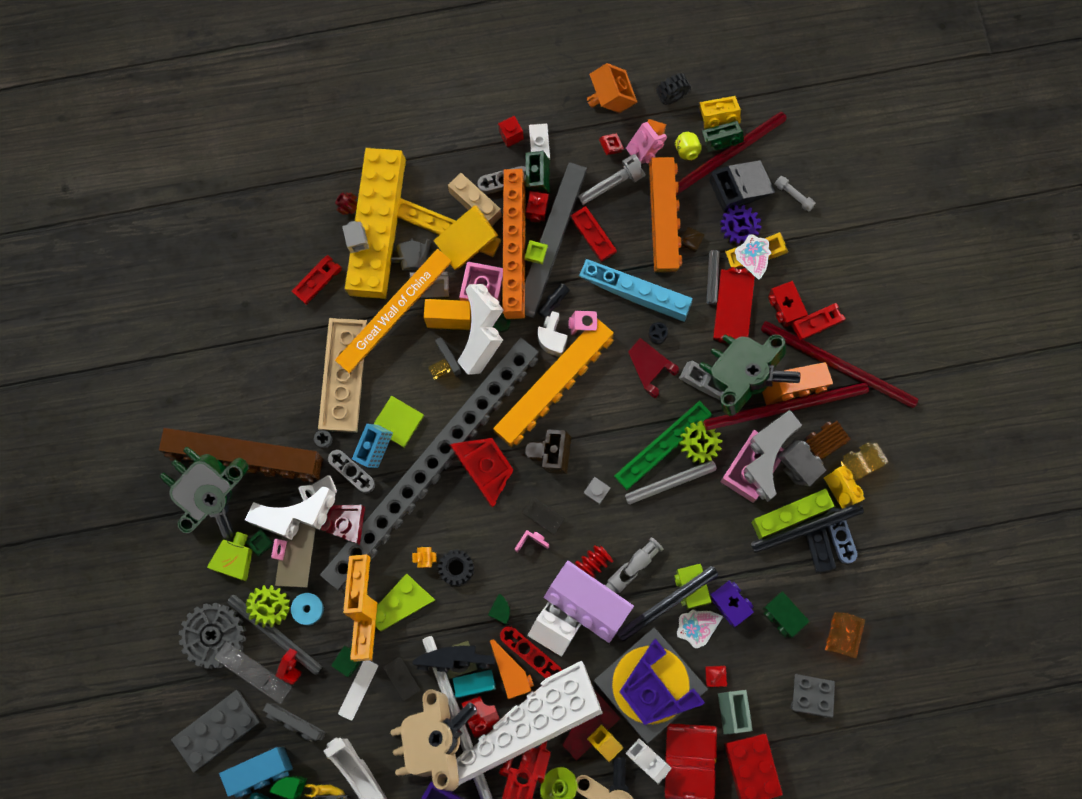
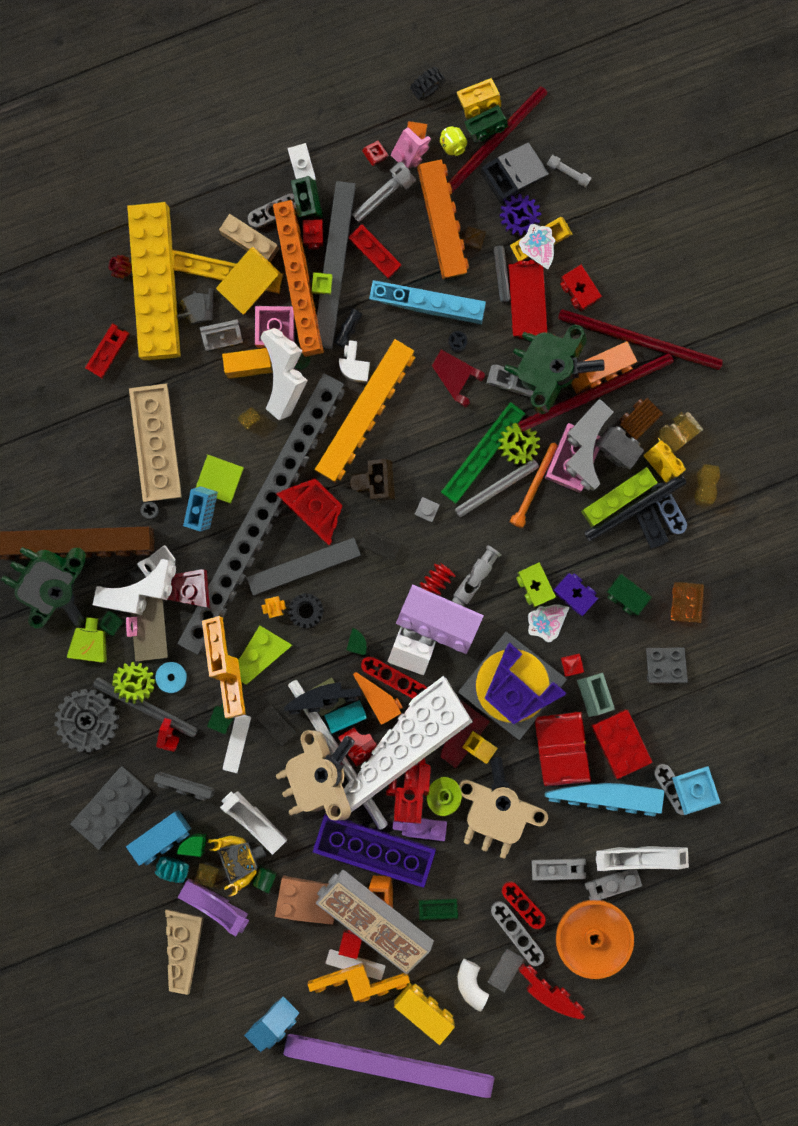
camera: 15 degrees left, 10 degrees up
(252, 672) = (133, 747): clear hinge -> none
(345, 458) = (169, 534): light grey beam -> none
(355, 236) = (138, 302): light grey brick -> none
(393, 311) = (192, 369): light orange tile -> none
(448, 356) = (255, 404): dark grey tile -> none
(462, 523) = (303, 566): none -> dark grey tile
(510, 131) = (270, 159): red brick -> none
(536, 537) = (378, 566): bright pink bracket -> none
(575, 321) = (375, 348): bright pink bracket -> none
(611, 89) = (365, 95): orange brick -> none
(648, 761) = (523, 755): white brick -> none
(667, 603) = (490, 630): black axle -> none
(687, 517) = (519, 518): none -> orange piece
(818, 321) = (613, 300): red plate -> none
(884, 514) = (707, 479): none -> clear yellow brick

